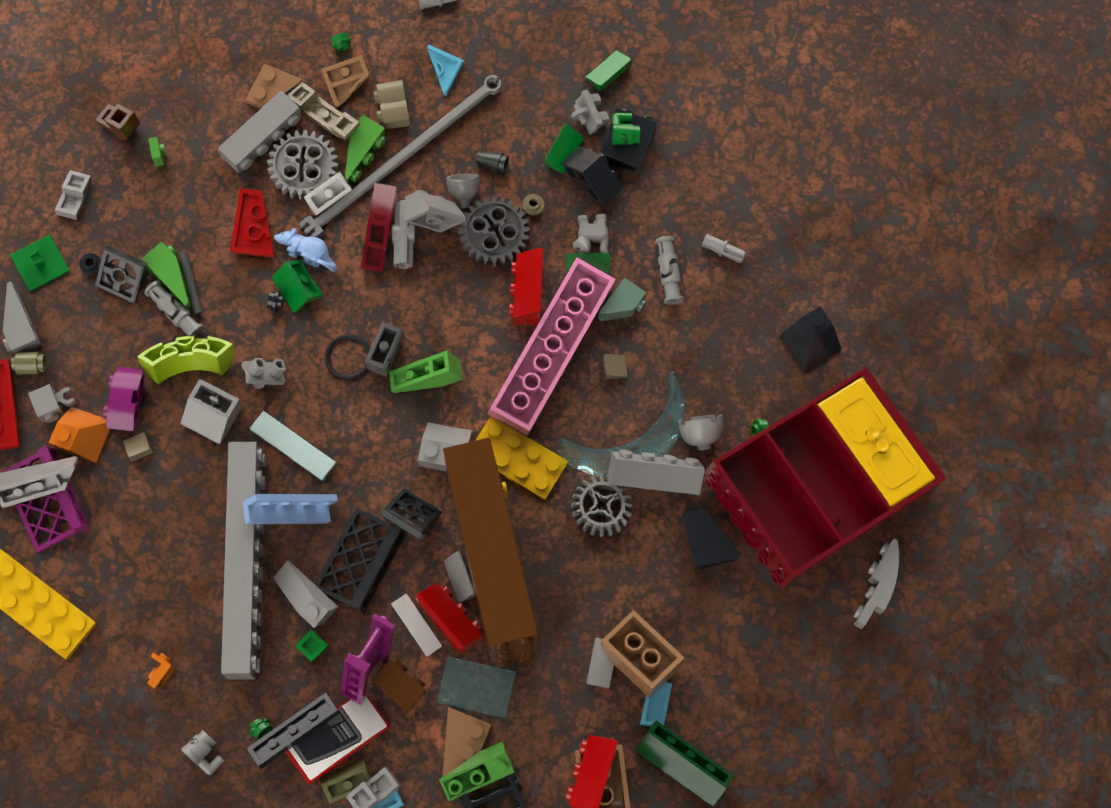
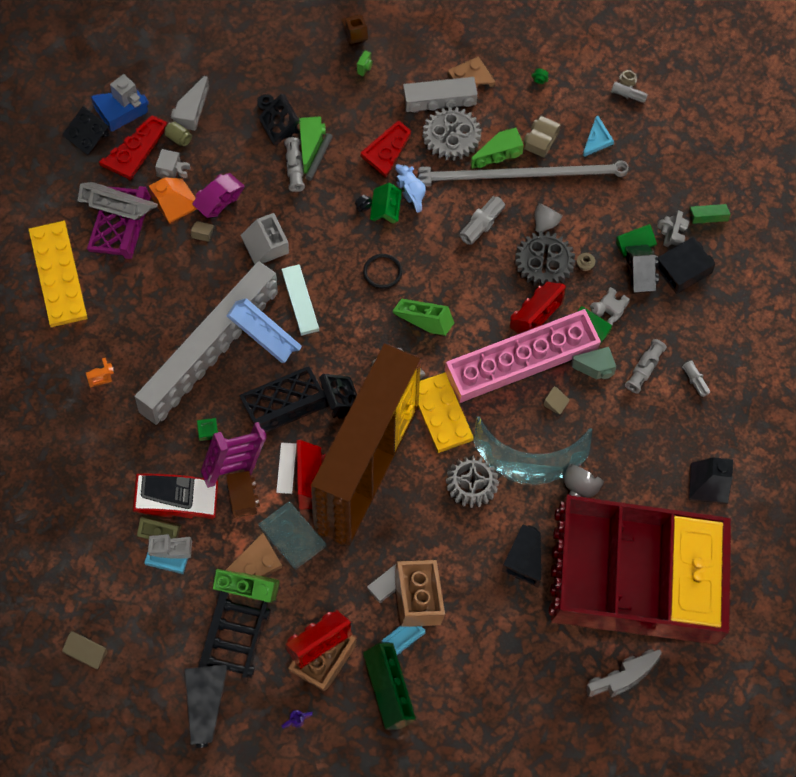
camera: 40 degrees right, 10 degrees down
(39, 263) = (235, 81): green piece -> none
(74, 194) = (290, 55): light grey slope -> none
(186, 355) = (277, 196): lime brick -> none
(198, 749) = (84, 438): light grey piece -> none
(260, 728) = (132, 455): green plate -> none
(261, 372) = (318, 240): light grey hips -> none
(293, 730) = (151, 469): fence -> none
(304, 595) = (229, 395): light grey slope -> none
(322, 113) = (490, 108): dark tan slope -> none
(327, 193) = (452, 160): white slope -> none
(344, 79) = (523, 100): medium nougat wing -> none
(378, 227) = (467, 203): dark red slope -> none
(384, 349) = (409, 280): dark grey brick -> none
(431, 211) = (511, 216): light grey slope -> none
(494, 161) = (581, 216): pearl dark grey cone -> none
(624, 133) = (684, 254): green piece -> none
(655, 472) = (525, 483): light grey brick -> none

